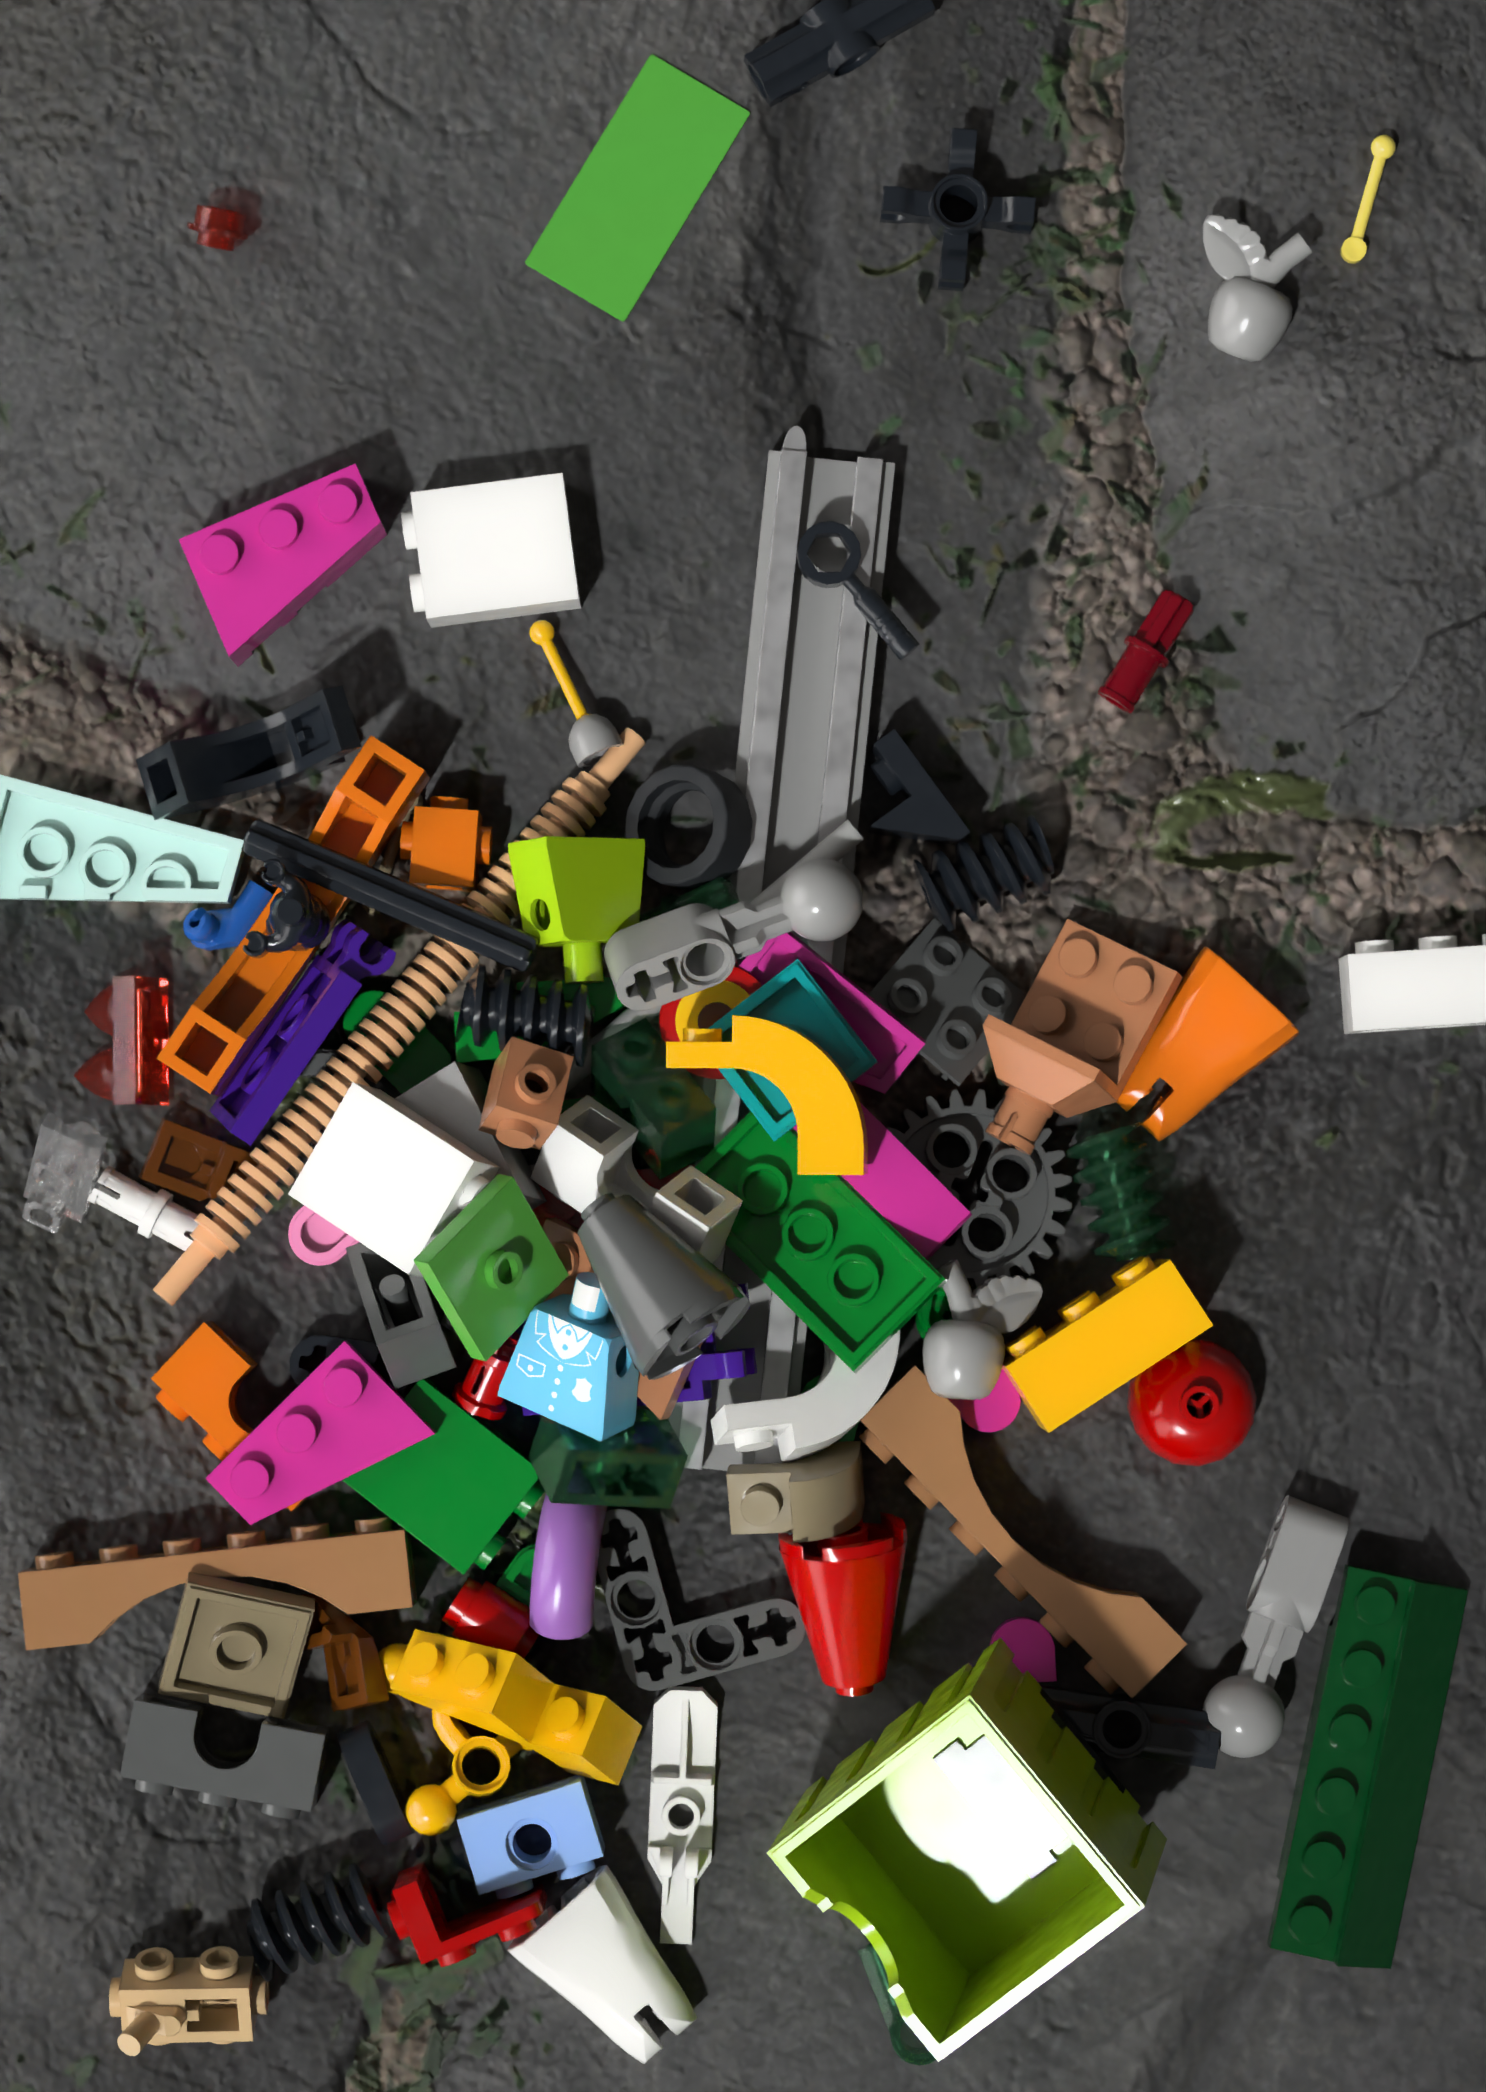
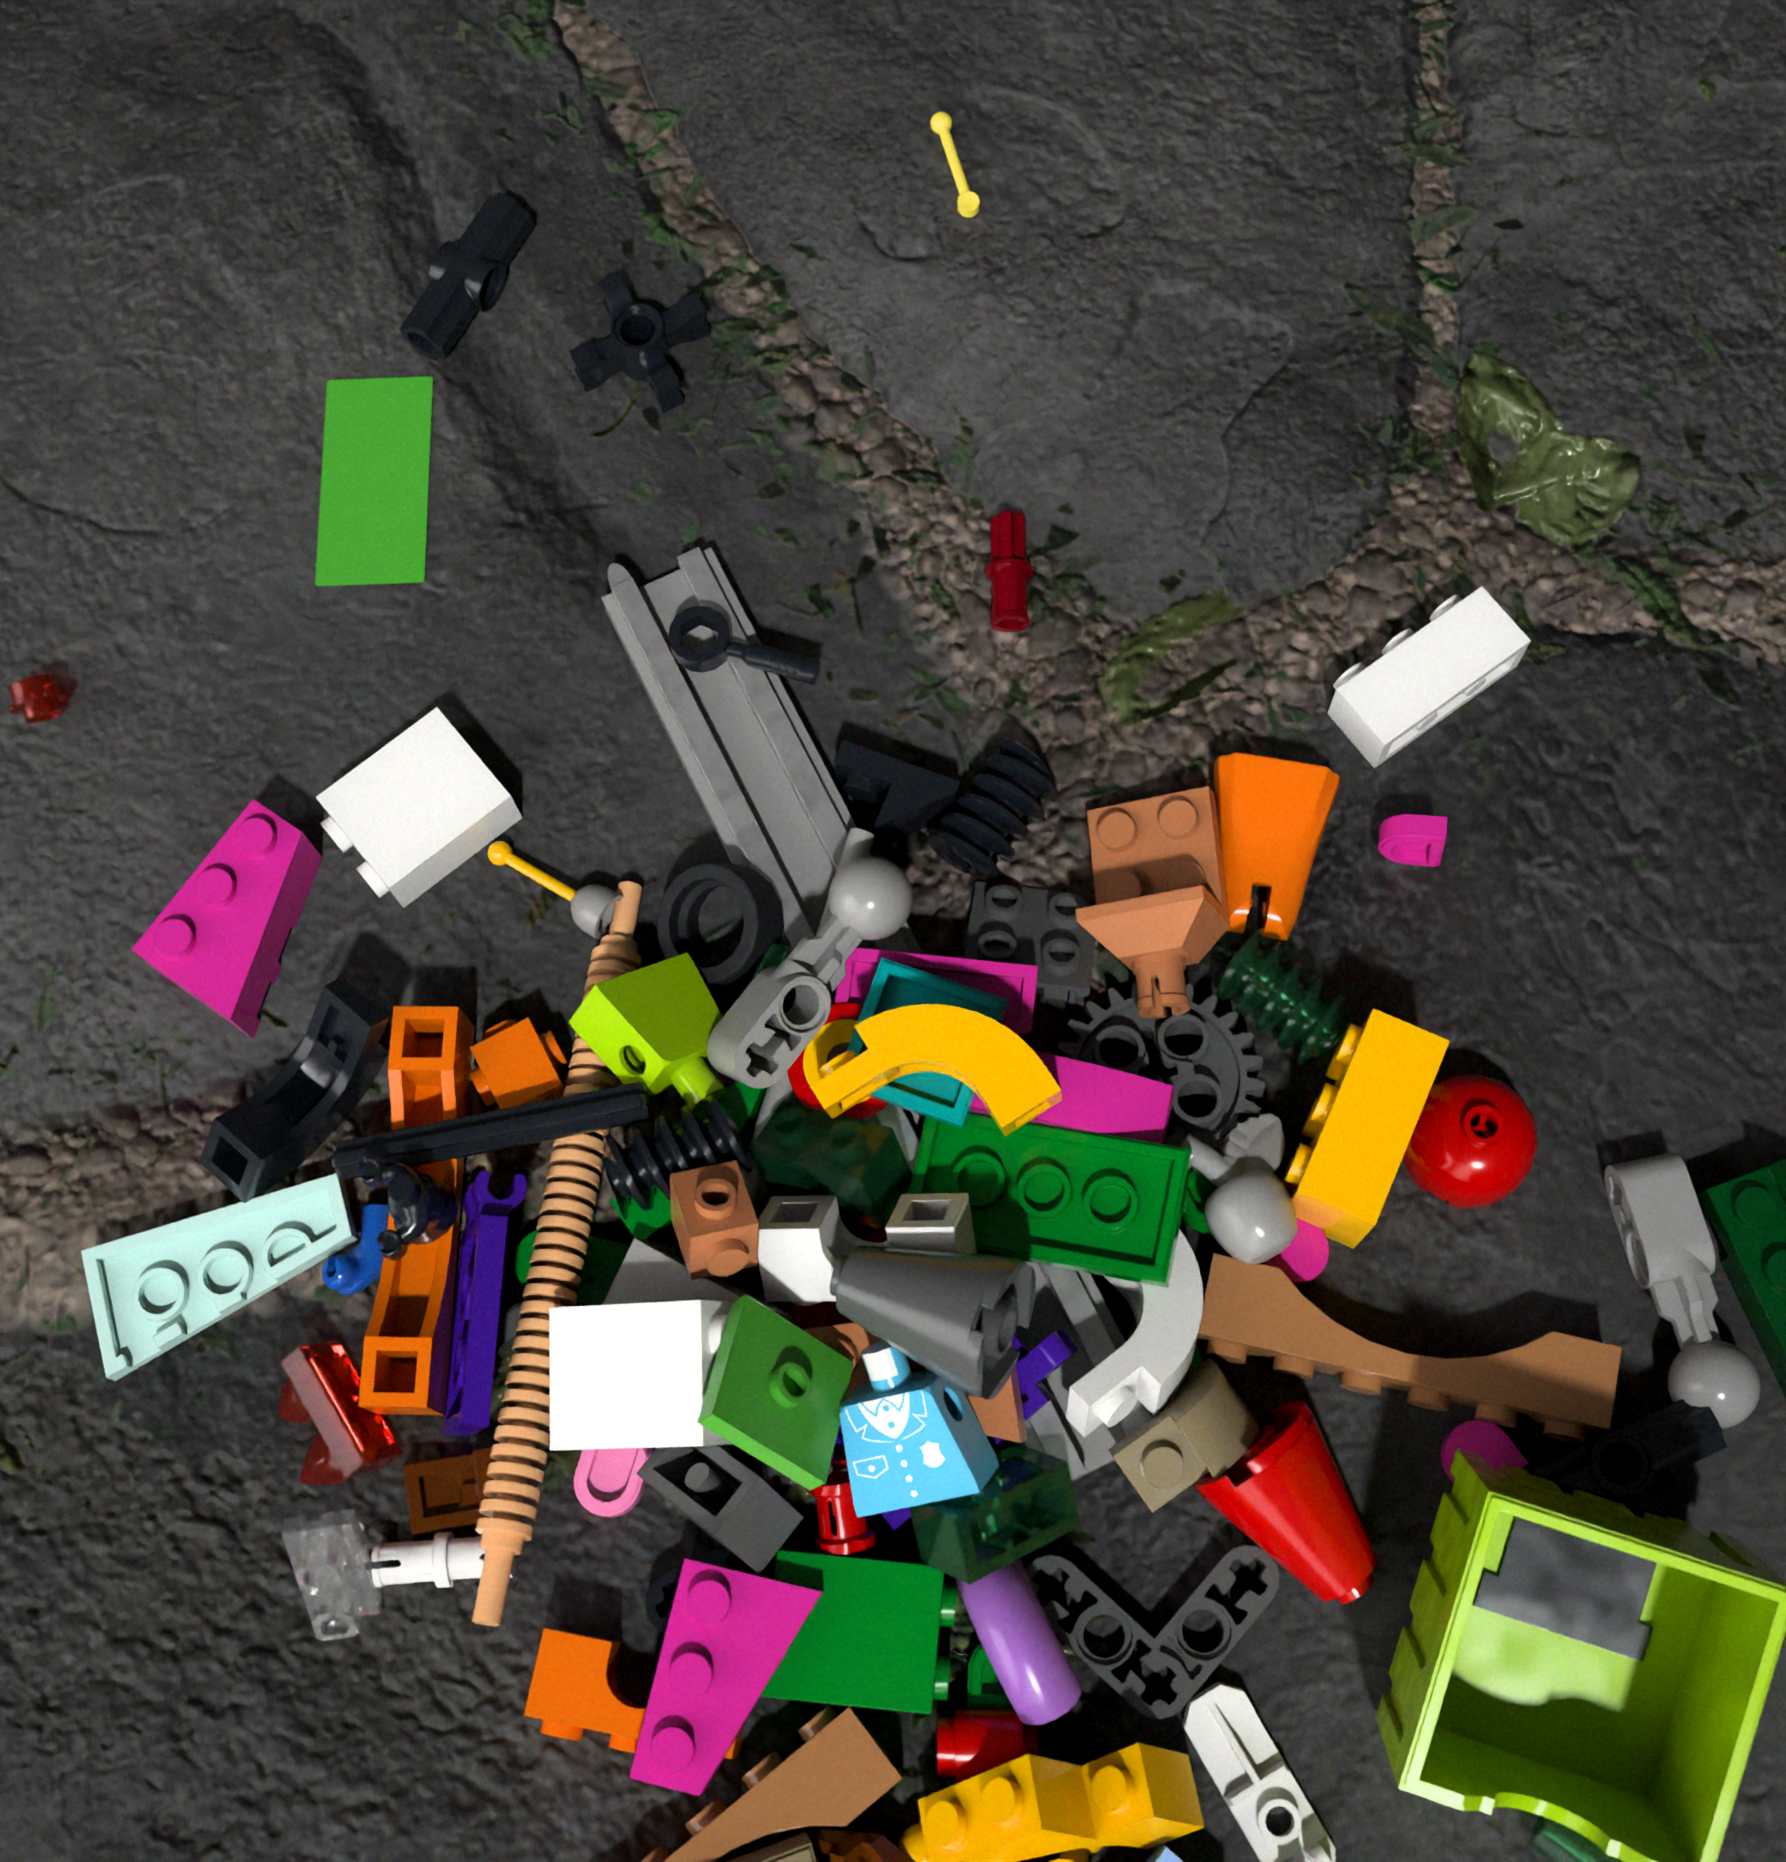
camera: 25 degrees left, 15 degrees down
(1246, 311) = (915, 281): light grey piece -> none
(1324, 1123) = (1413, 839): none -> dark pink tile

